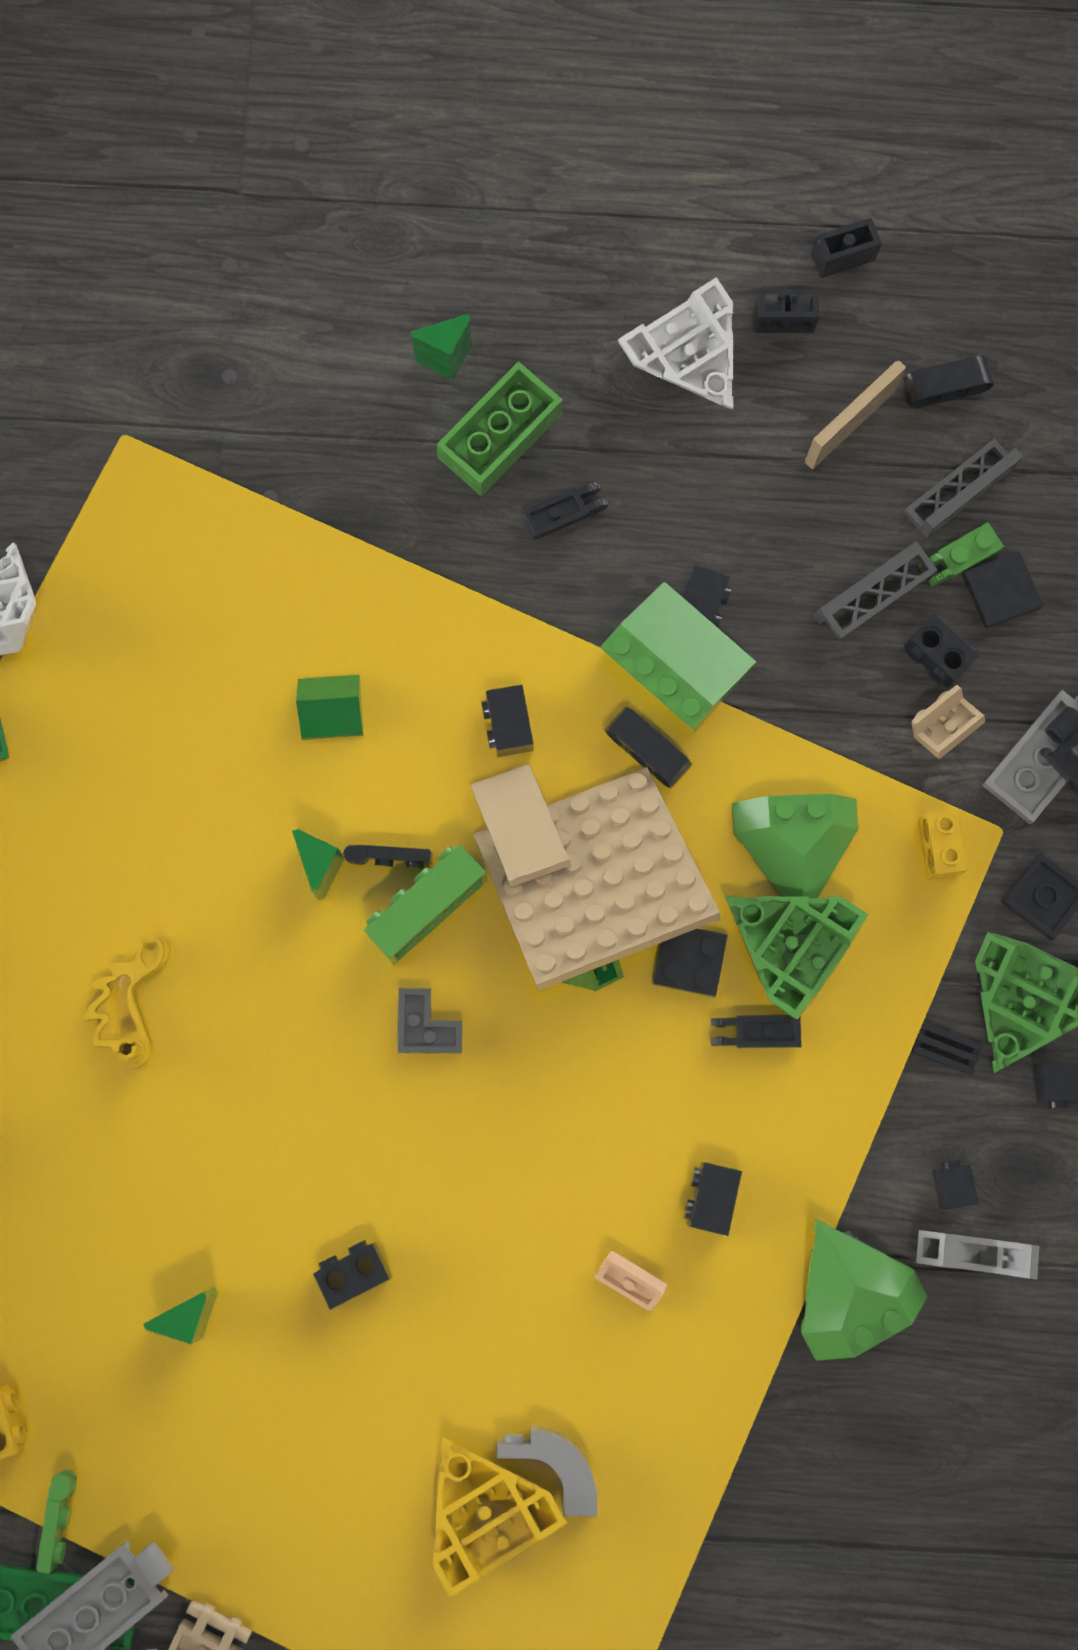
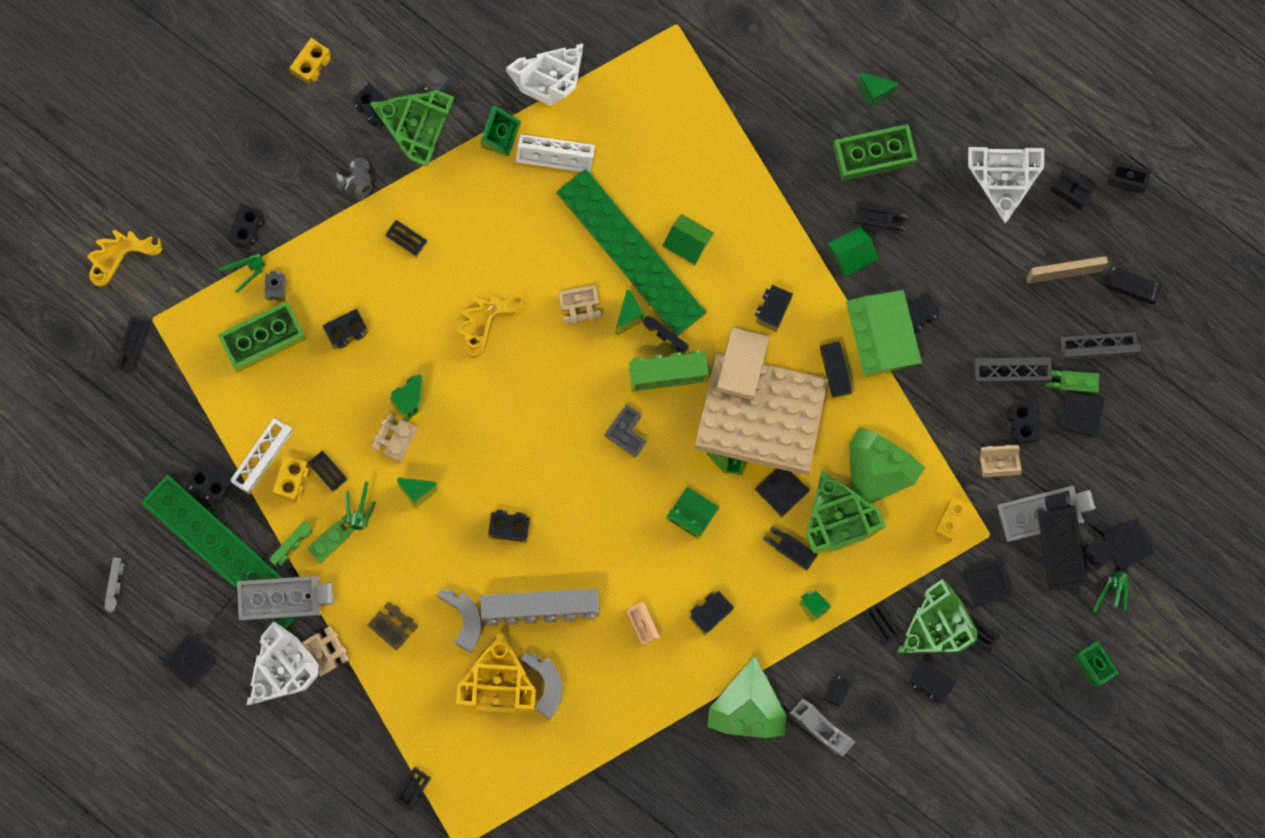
camera: 30 degrees right, 0 degrees up
(14, 1367) = (317, 459): none -> black tile
(71, 712) = (555, 155): none -> white fence
(88, 1190) = (408, 399): none -> green slope
(111, 1470) = (330, 540): none -> bright green hinge
(116, 1257) = (400, 440): none -> tan plate
(129, 1418) = (358, 520): none -> green plant
(235, 887) = (578, 299): none -> tan plate
(265, 776) = (631, 252): none -> green plate
(281, 1547) = (390, 631): none -> clear smoke plate
(383, 1443) = (471, 629): none -> light grey arch
(469, 1364) = (539, 606): none -> light grey brick
(560, 576) = (853, 251): none -> green slope
(592, 1075) = (692, 513): none -> green bracket
(847, 1090) = (814, 605): none -> green slope

